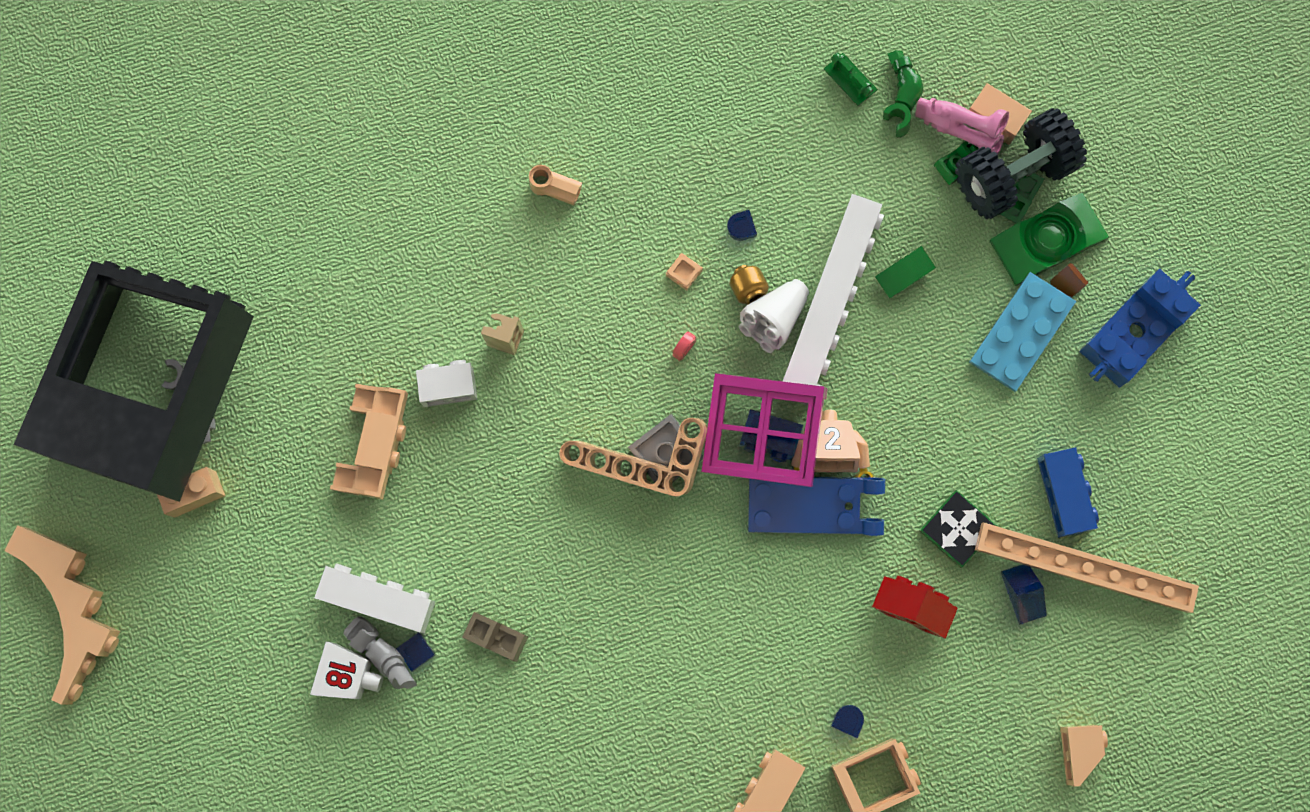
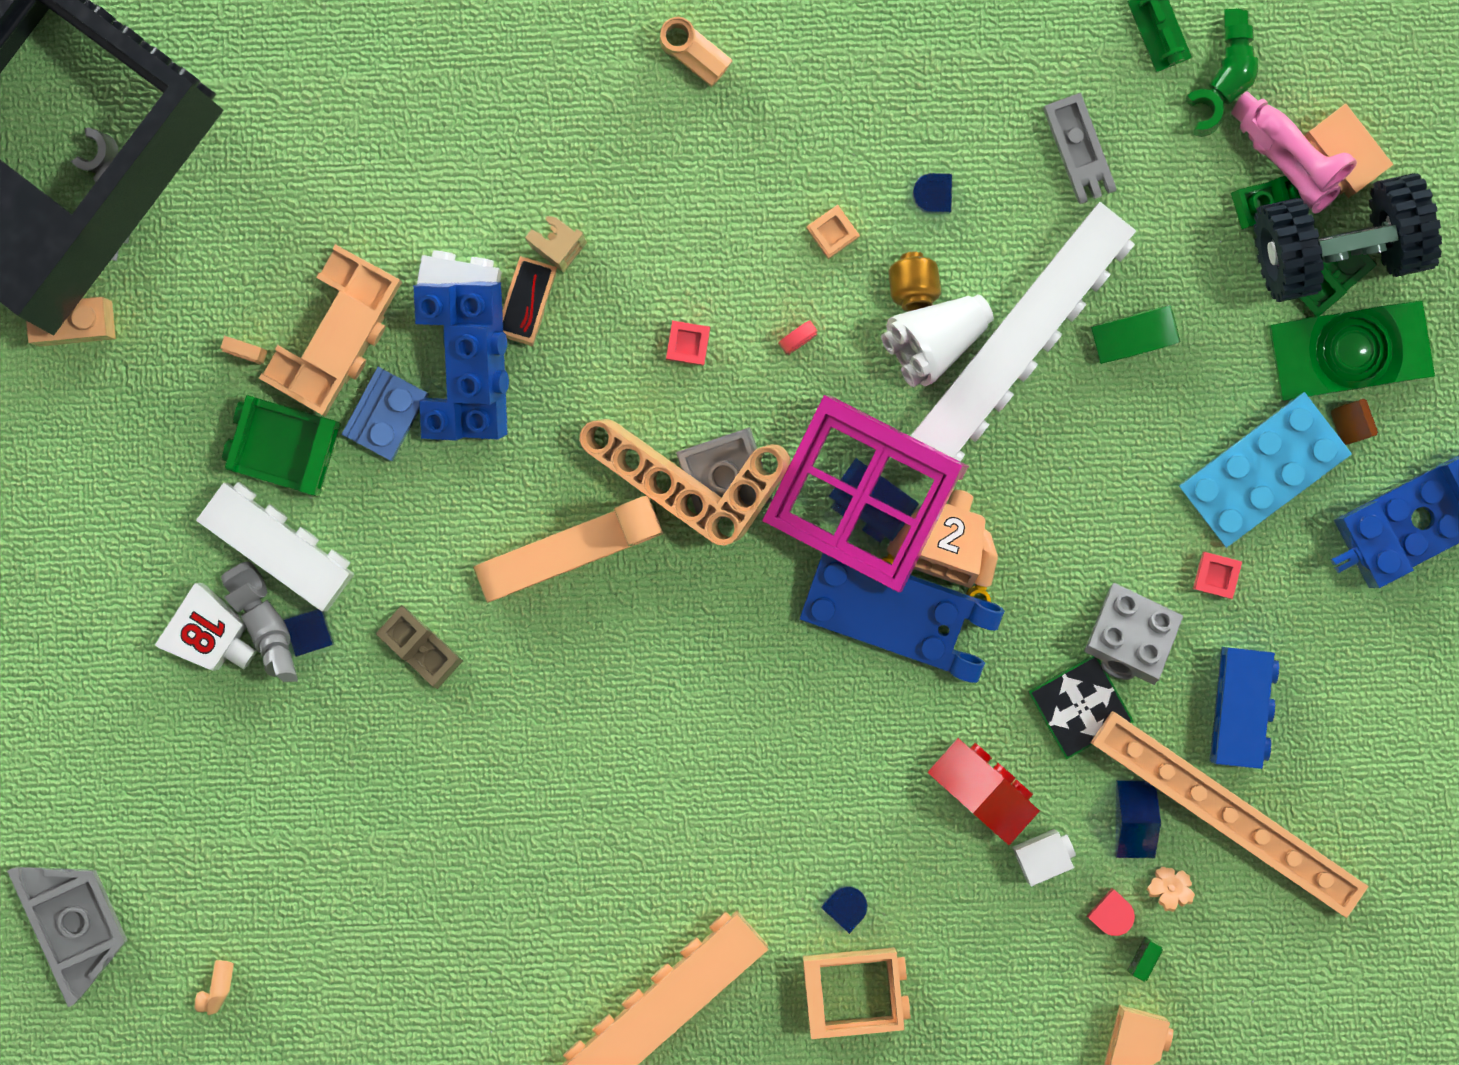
camera: 15 degrees right, 10 degrees up
(314, 473) = (243, 350): none -> light nougat tile
(358, 529) = (281, 445): none -> green panel
(423, 486) = (384, 414): none -> medium blue plate
(472, 430) = (472, 360): none -> blue bracket
(495, 380) = (527, 300): none -> black slope
(612, 372) = (688, 343): none -> coral plate
(614, 503) = (568, 549): none -> light nougat beam
(825, 166) = (1079, 146): none -> light grey hinge
(972, 639) = (1044, 856): none -> white brick
(976, 468) = (1133, 635): none -> light grey plate
(1017, 410) = (1217, 575): none -> coral plate
(1032, 664) = (1113, 914): none -> coral tile
(1066, 632) = (1172, 888): none -> light nougat plant
(1067, 687) = (1145, 959): none -> green tile

